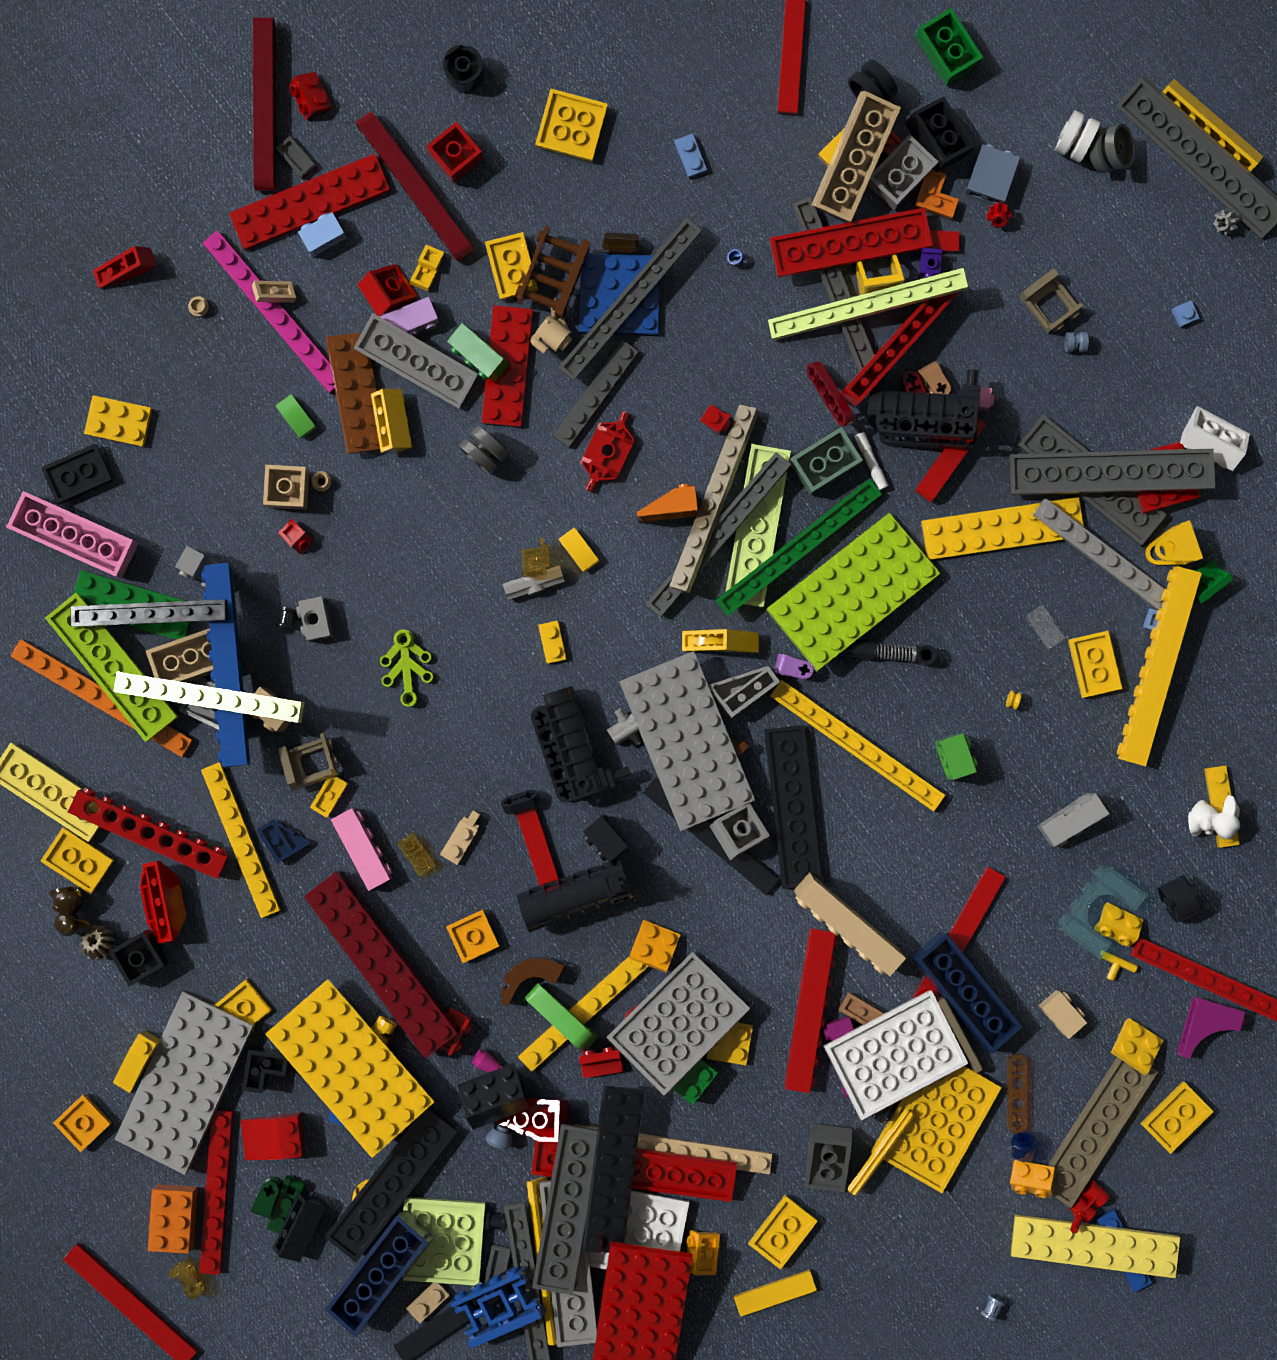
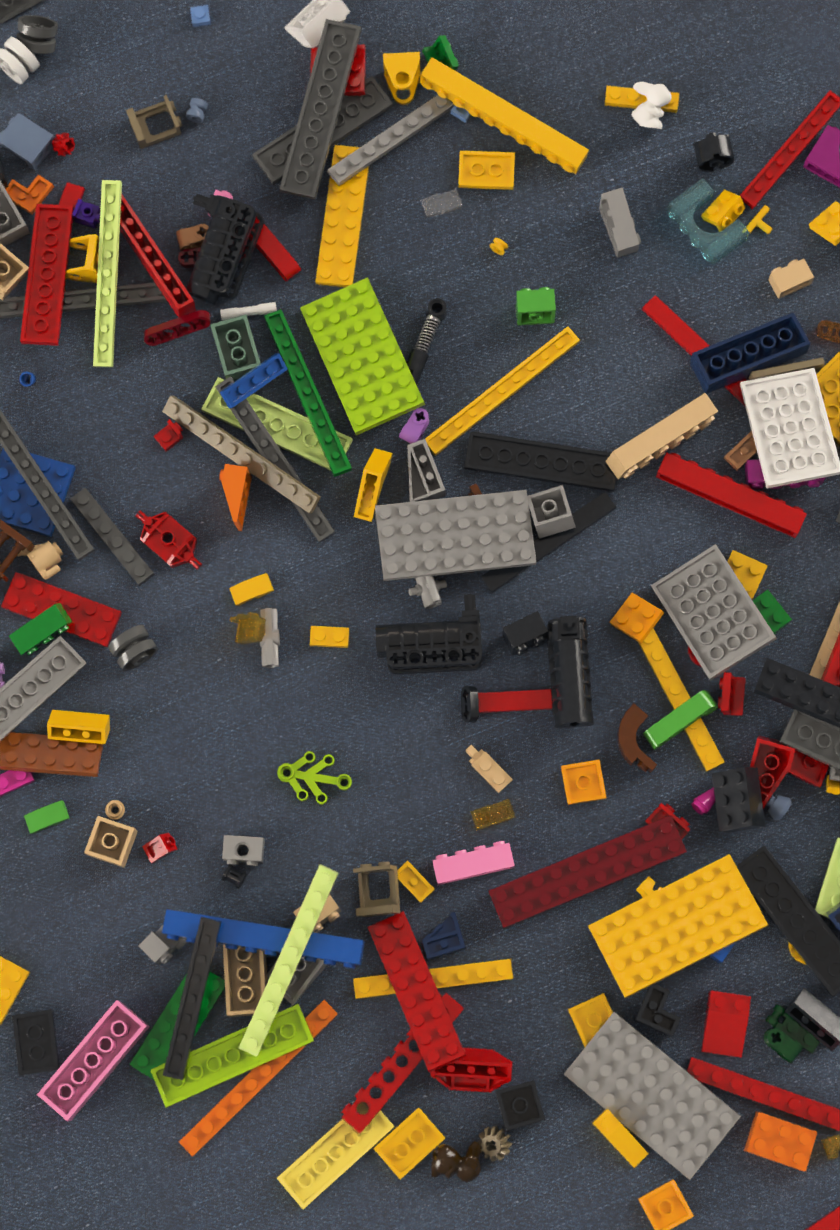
camera: 65 degrees left, 10 degrees down
(219, 828) = (416, 992): none -> red plate
(792, 489) = (253, 380): none -> blue plate

